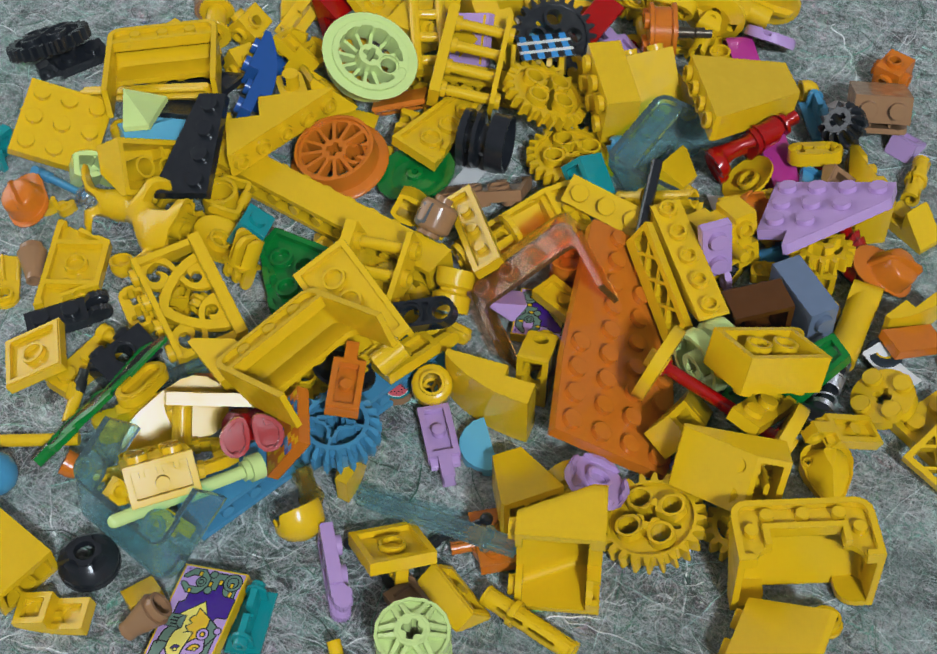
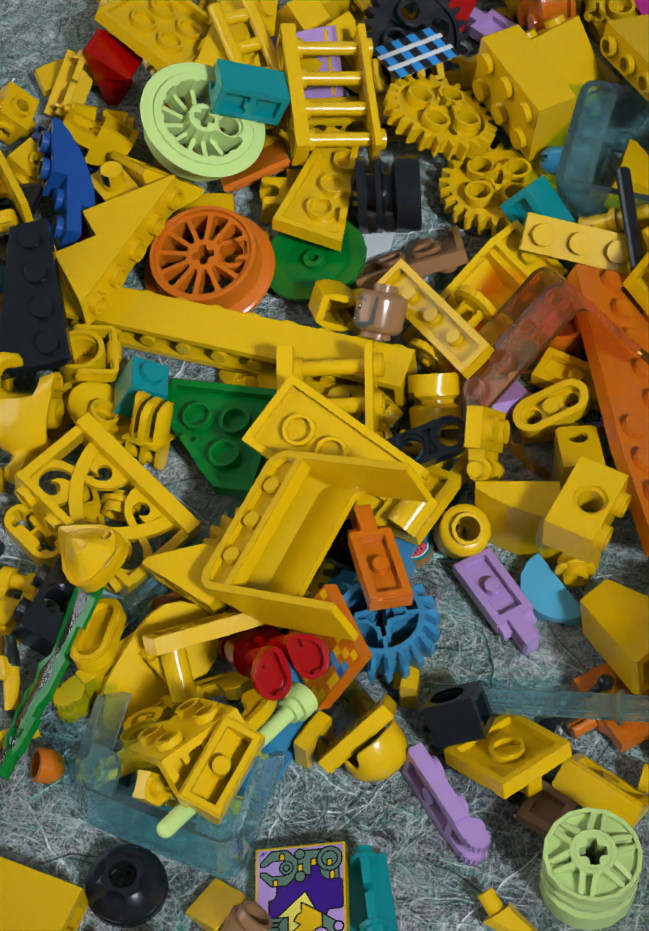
camera: 15 degrees left, 5 degrees up
(156, 327) = (91, 554): none -> yellow piece
(164, 489) = (221, 769): none -> yellow slope
(261, 499) = (313, 739): none -> yellow tile
(291, 501) = (357, 734): none -> yellow tile
(368, 510) = (457, 714): none -> black brick
(409, 44) = (248, 92): none -> teal hinge
(468, 322) = (484, 436): none -> yellow plate
(505, 435) = (573, 571): none -> yellow plate
(513, 387) = (587, 488): none -> yellow brick
(537, 316) = (552, 408): none -> yellow plate

